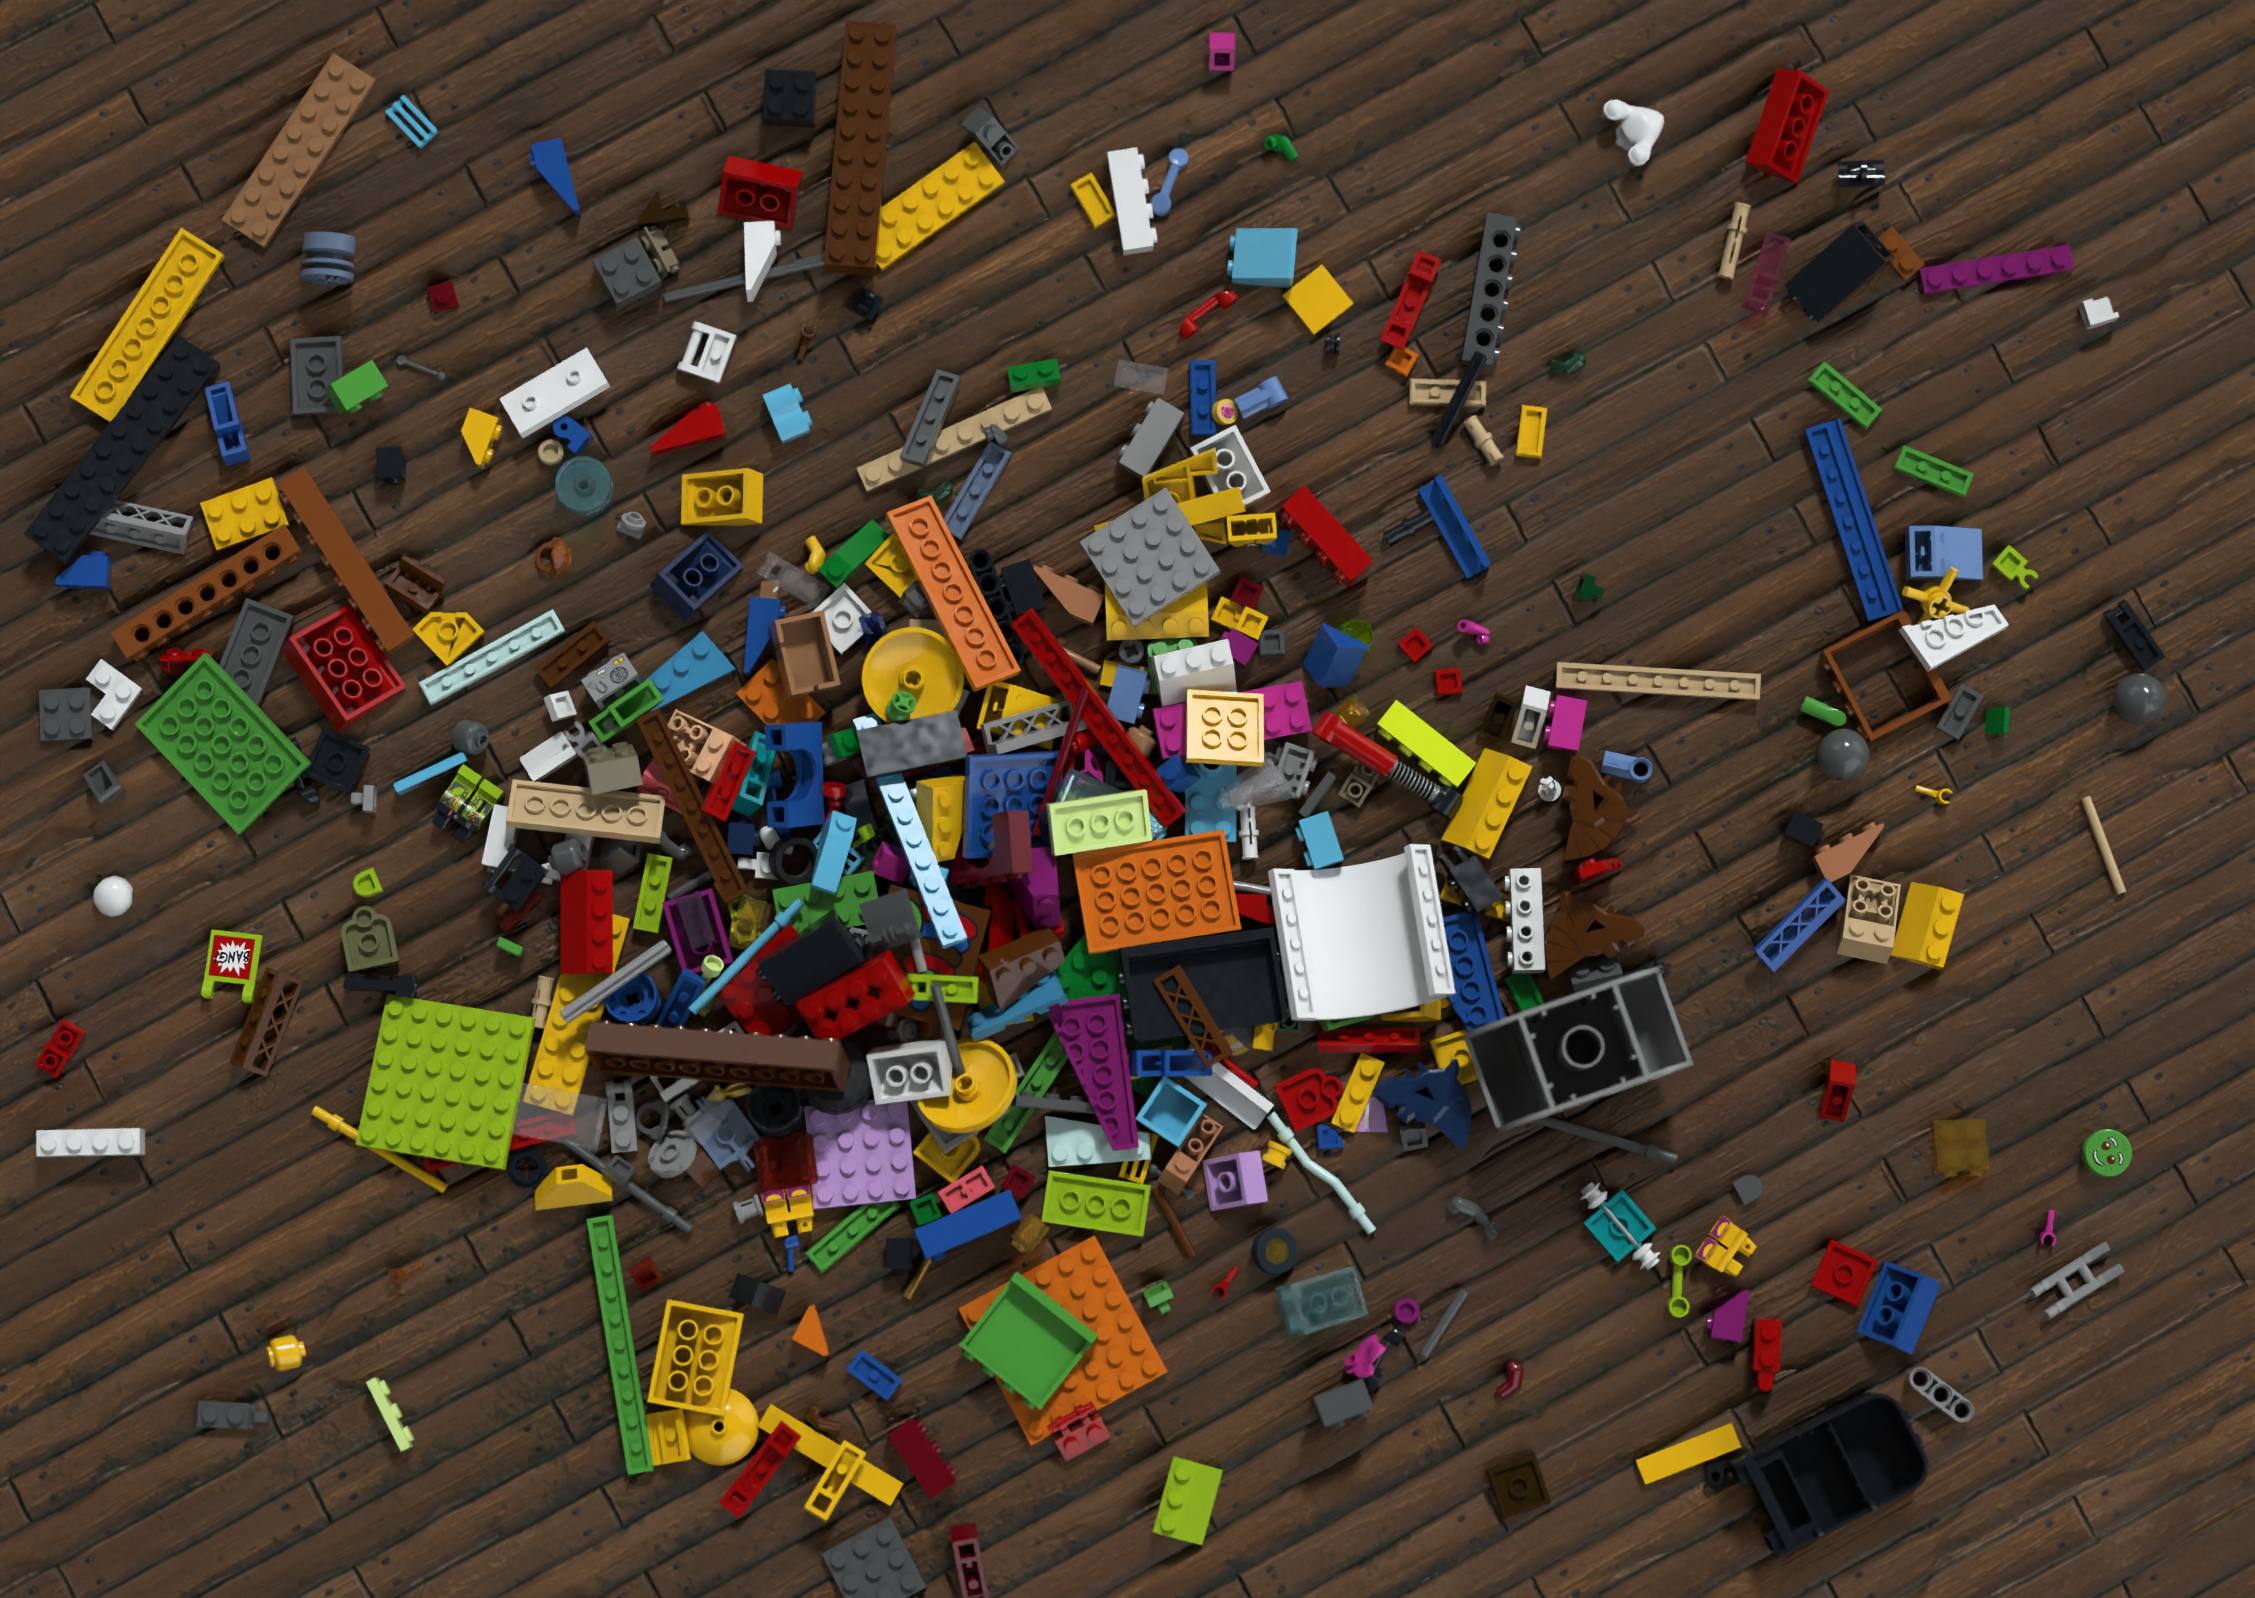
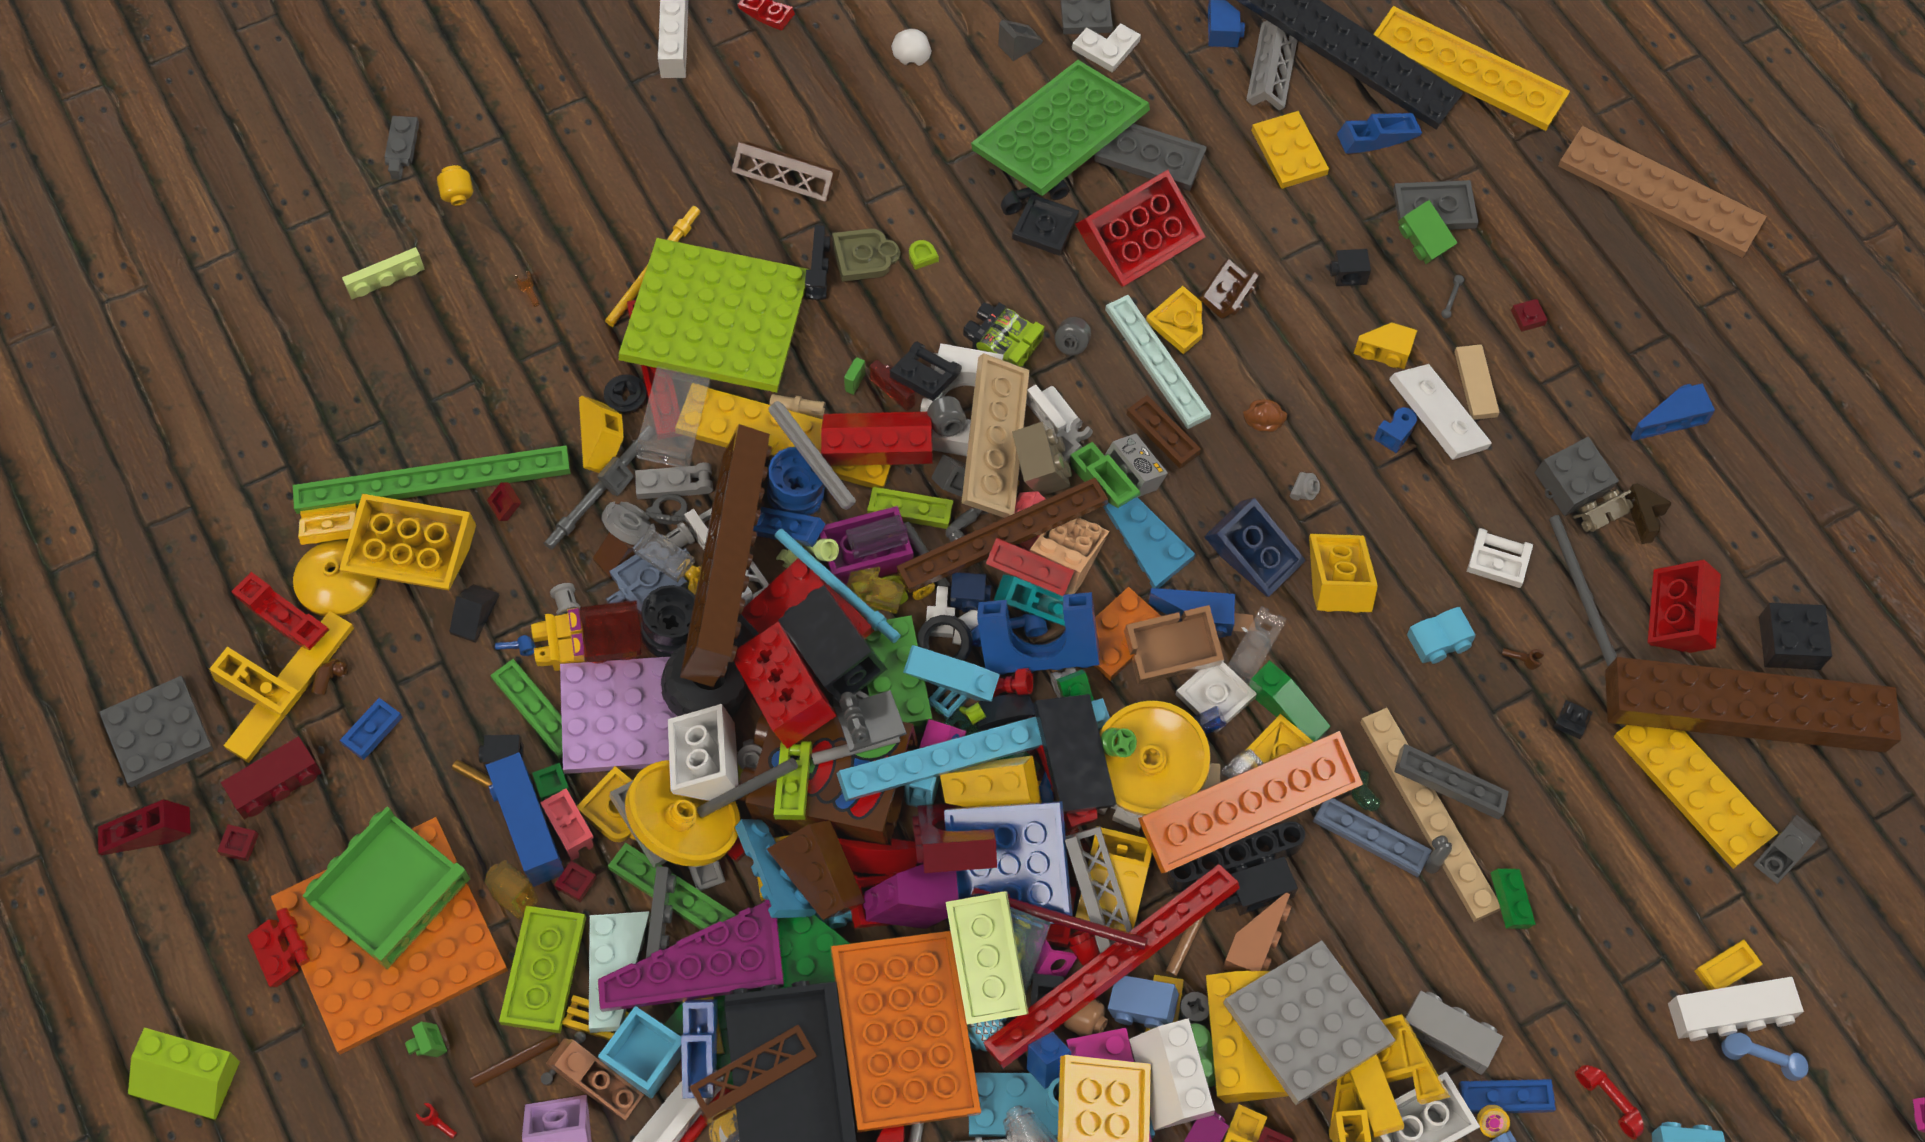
camera: 90 degrees right, 20 degrees down
(127, 634) = (1210, 117): dark orange brick -> none
(176, 660) = (1145, 91): red hinge -> none
(234, 960) = (845, 143): flag -> none
(328, 258) = (1561, 206): sand blue wheel -> none
(347, 561) = (1248, 230): dark orange brick -> none
(367, 798) = (1007, 250): light grey tile -> none
(397, 107) = (1718, 273): medium azure tile -> none
(431, 773) = (1034, 303): medium azure tile -> none
(518, 354) = (1476, 382): none -> tan tile
(551, 452) = (1376, 412): tan tile -> none
(560, 706) = (1108, 419): white plate -> none
(575, 474) = (1343, 436): clear light blue wheel -> none
(695, 428) = (1414, 542): red slope -> none
(760, 253) = (1616, 603): white slope -> none
(811, 1333) = (422, 664): orange slope -> none
(816, 557) = (1288, 667): yellow arm -> none
(982, 1480) = (237, 843): none -> dark red plate
(1141, 377) = (1524, 1021): clear plate -> none

